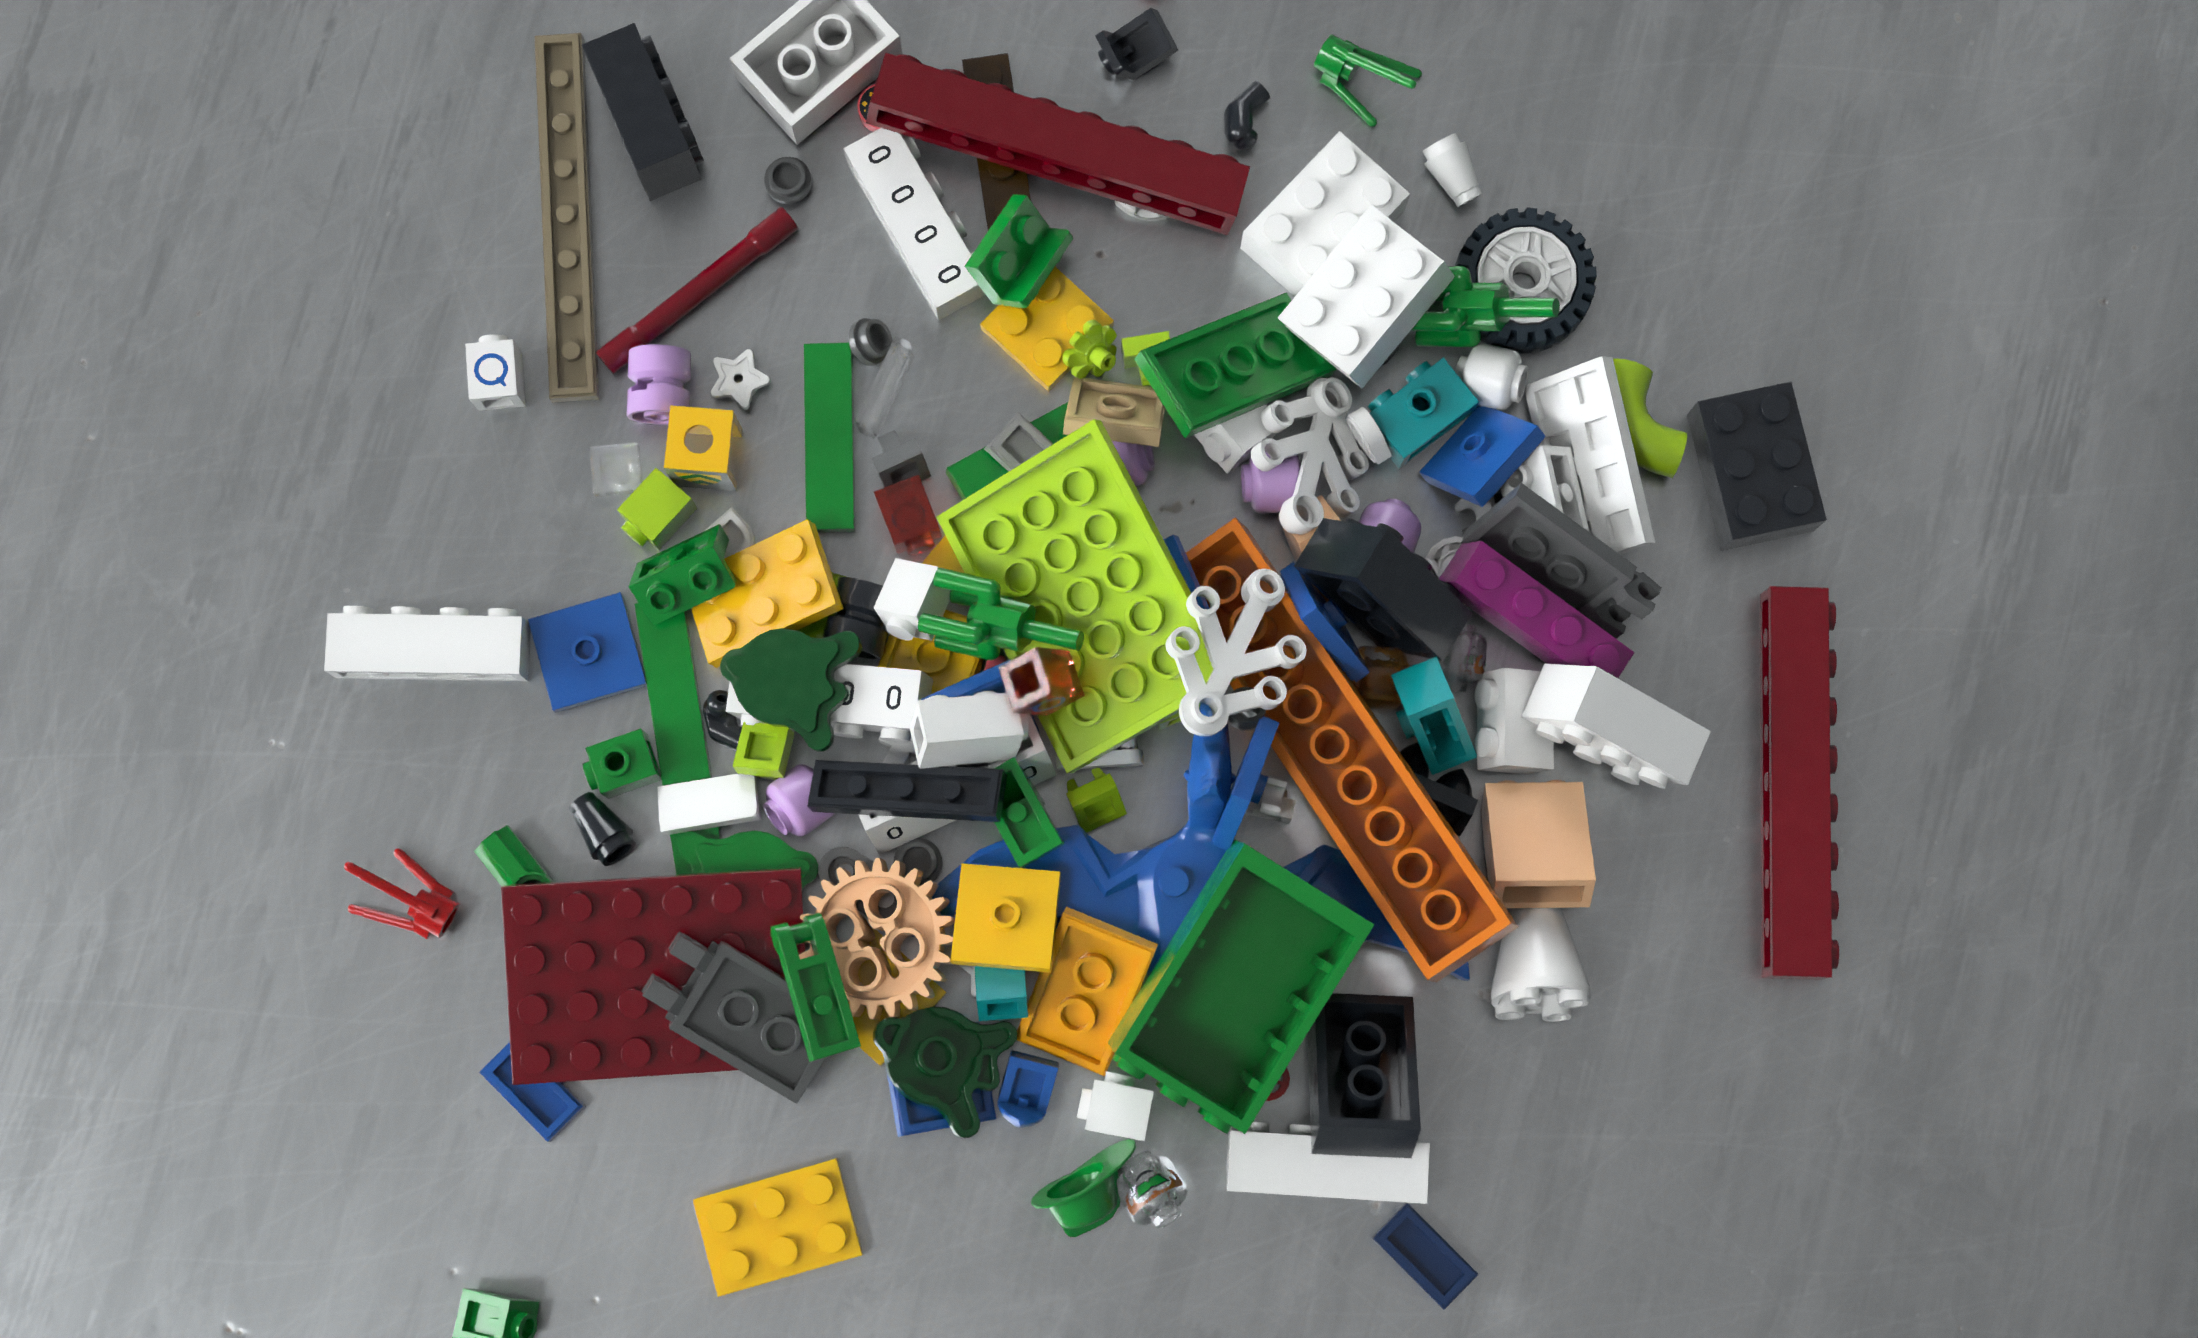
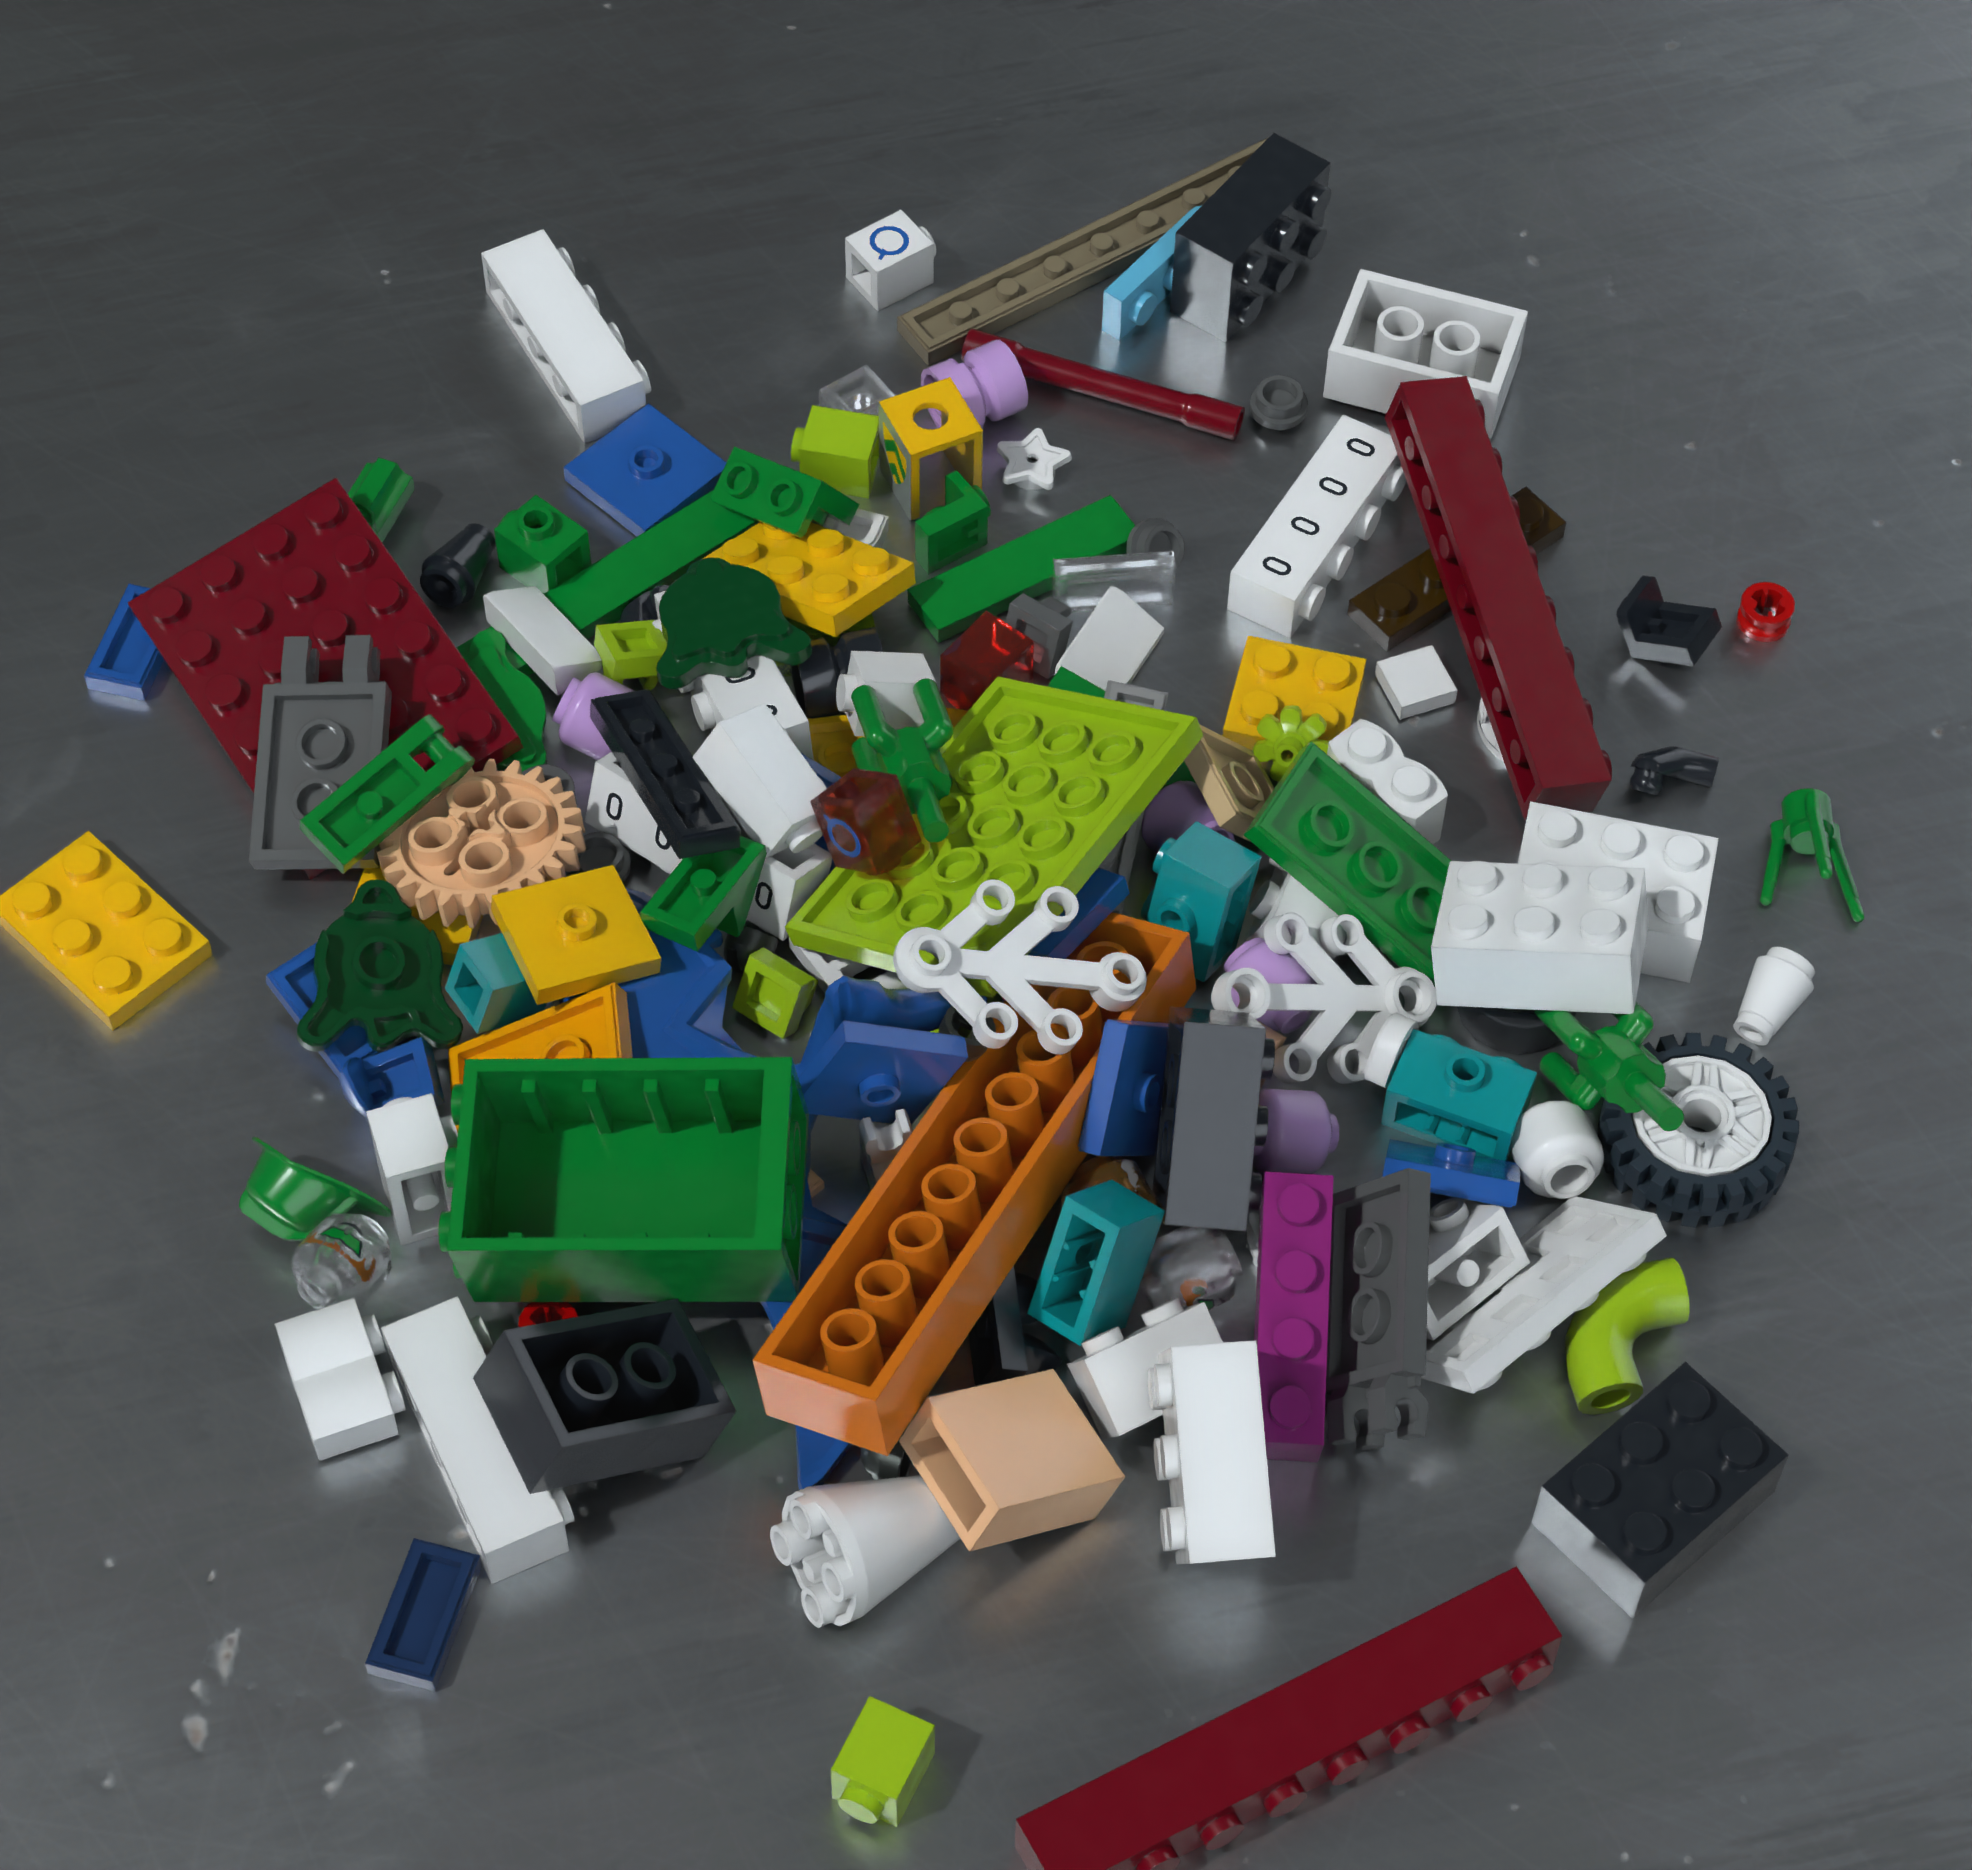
camera: 60 degrees right, 25 degrees down
(431, 911) = (281, 464): red plant -> none
(623, 186) = (1142, 286): none -> medium azure plate
(773, 474) = (952, 529): none -> green bracket
(936, 422) = (1112, 641): none -> white slope
(1017, 254) = (1344, 610): green bracket -> none
(1053, 796) = (739, 948): none -> pearl dark grey hinge
(1086, 232) = (1416, 682): none -> white tile
(1174, 309) = (1399, 782): none -> white brick
(1196, 491) = (1203, 891): none -> teal brick
(1234, 1231) = (339, 1379): none -> white brick
(1683, 1031) = (882, 1763): none -> lime brick

